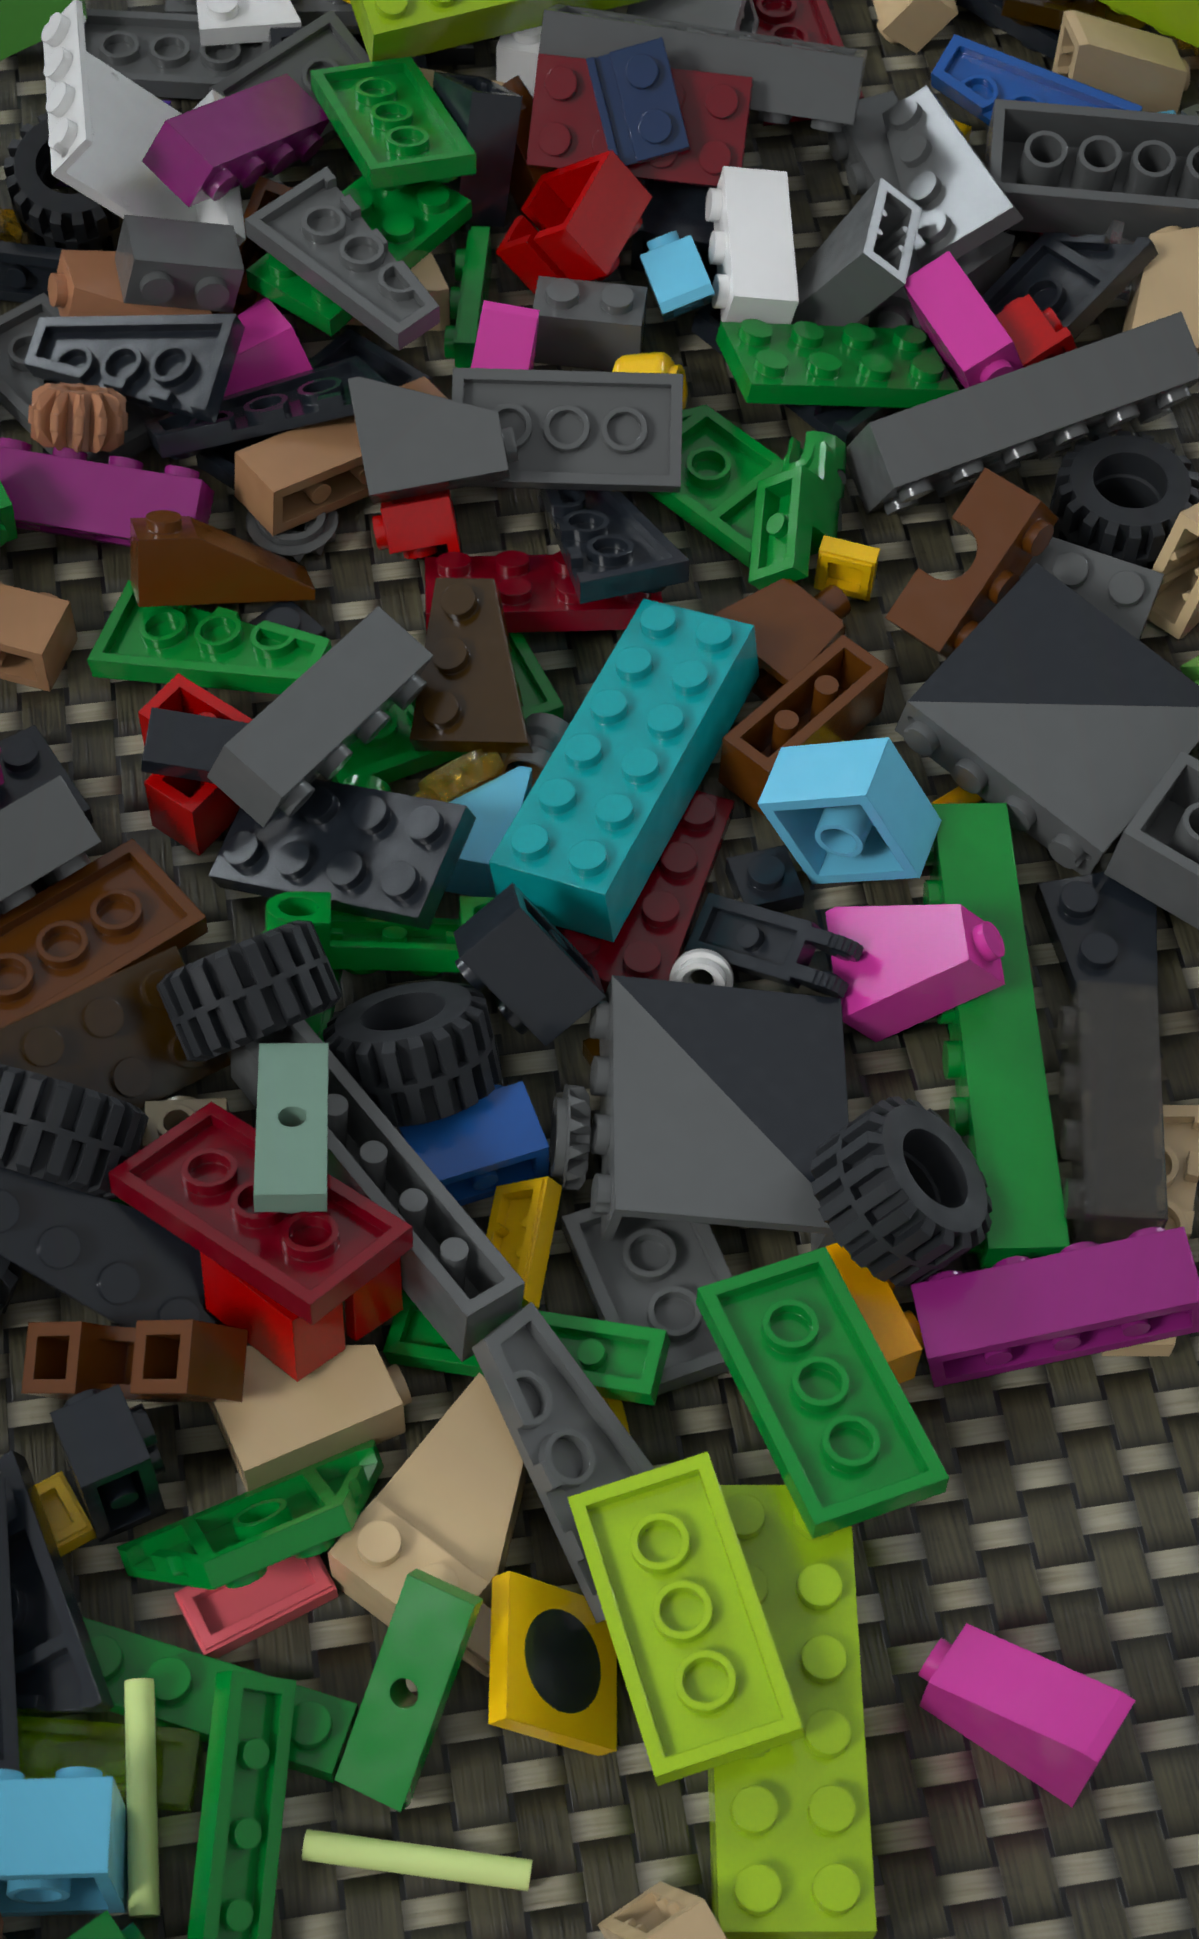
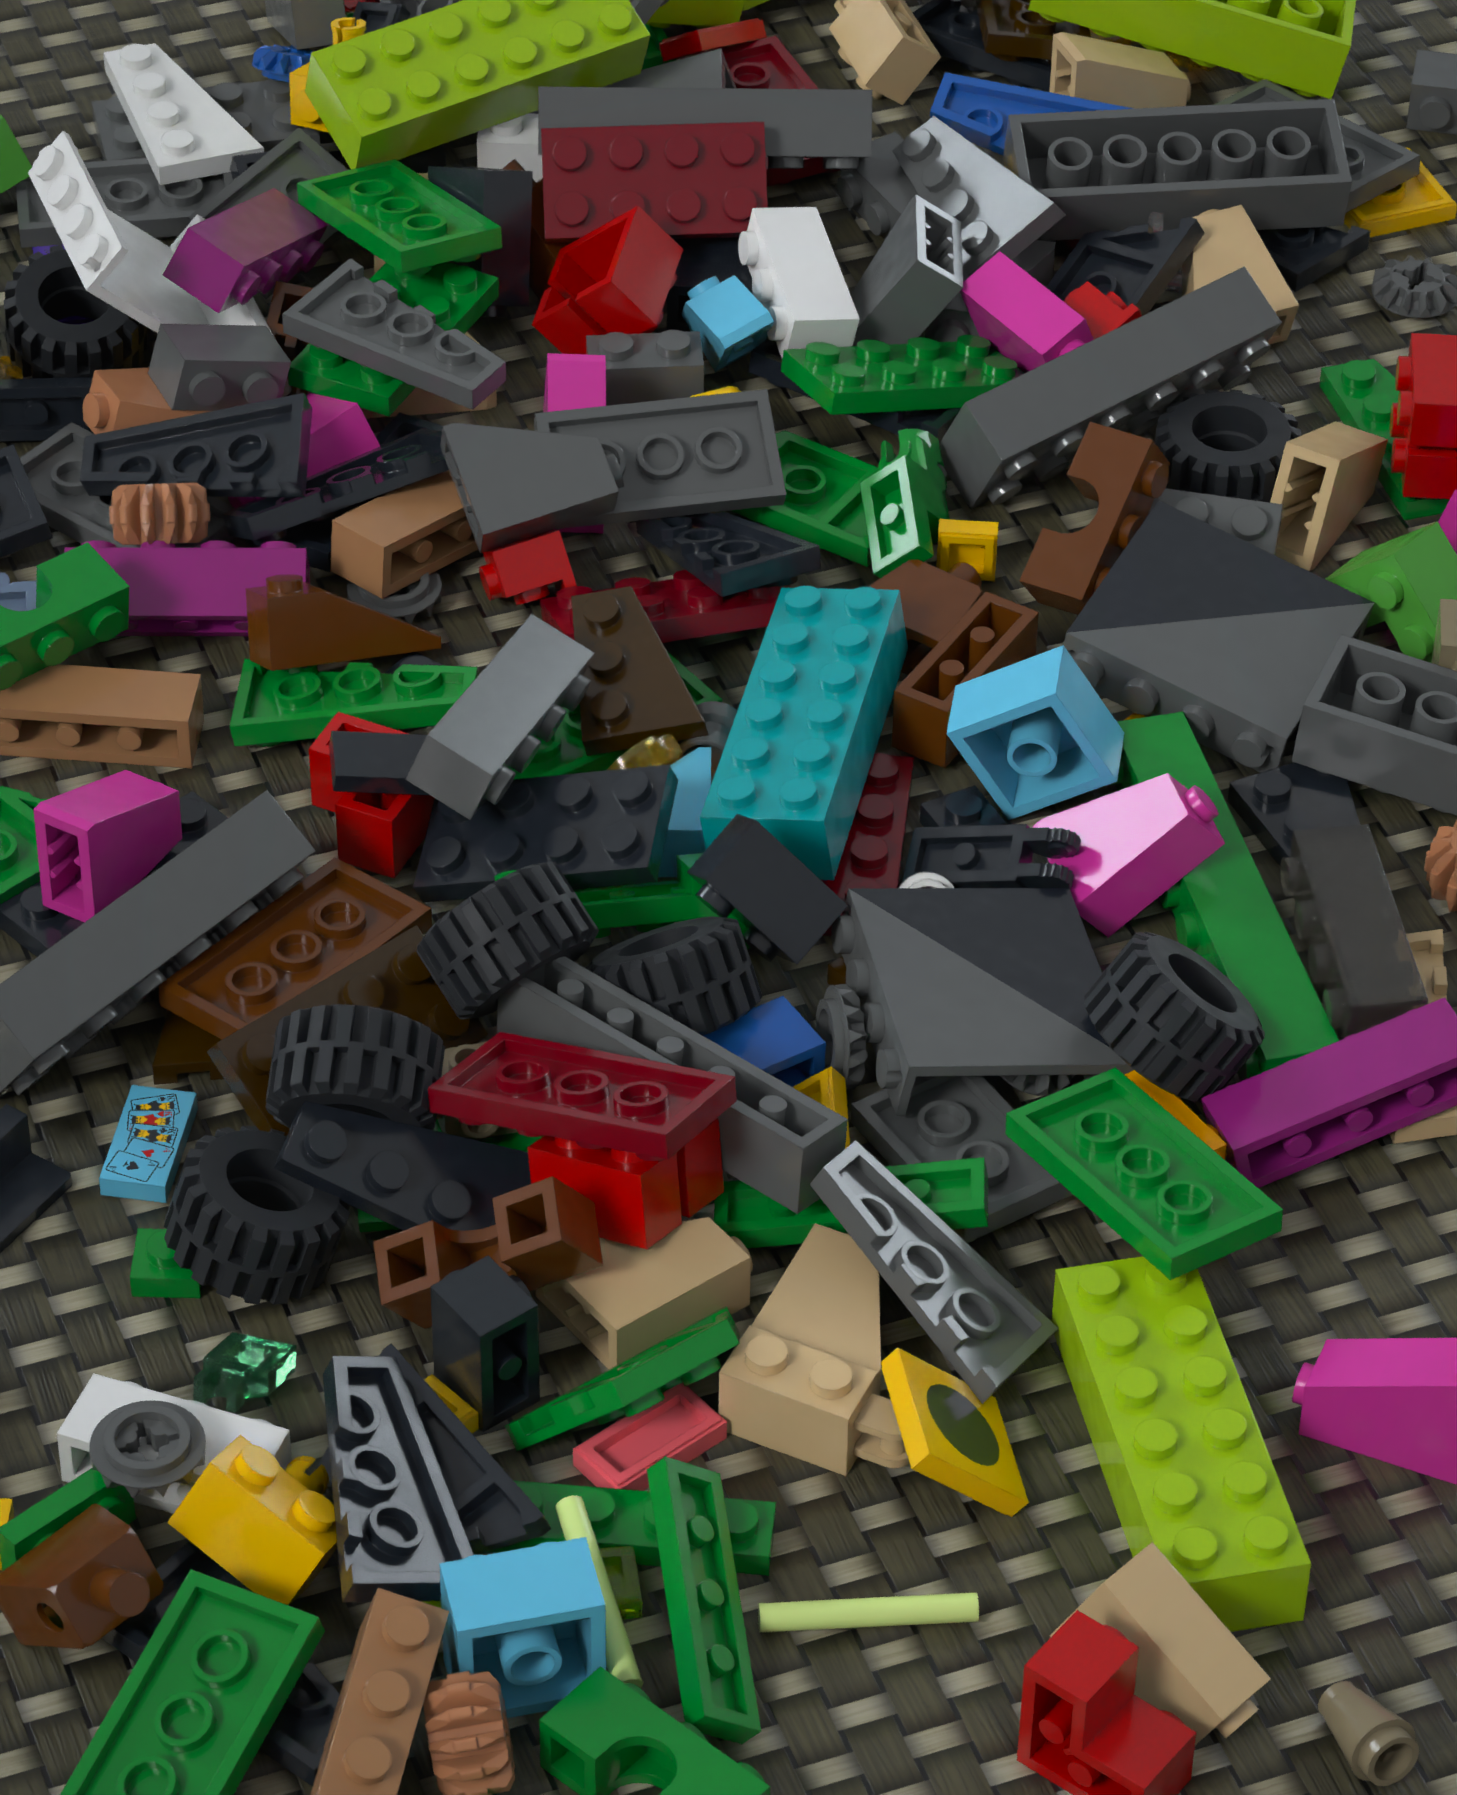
camera: 10 degrees left, 15 degrees down
(292, 1128) = (596, 1021): sand green tile -> none
(393, 1724) = (832, 1415): green tile -> none
(474, 269) = (511, 345): green tile -> none
(638, 102) = (655, 159): dark blue plate -> none
(685, 1619) = (1070, 1353): lime plate -> none

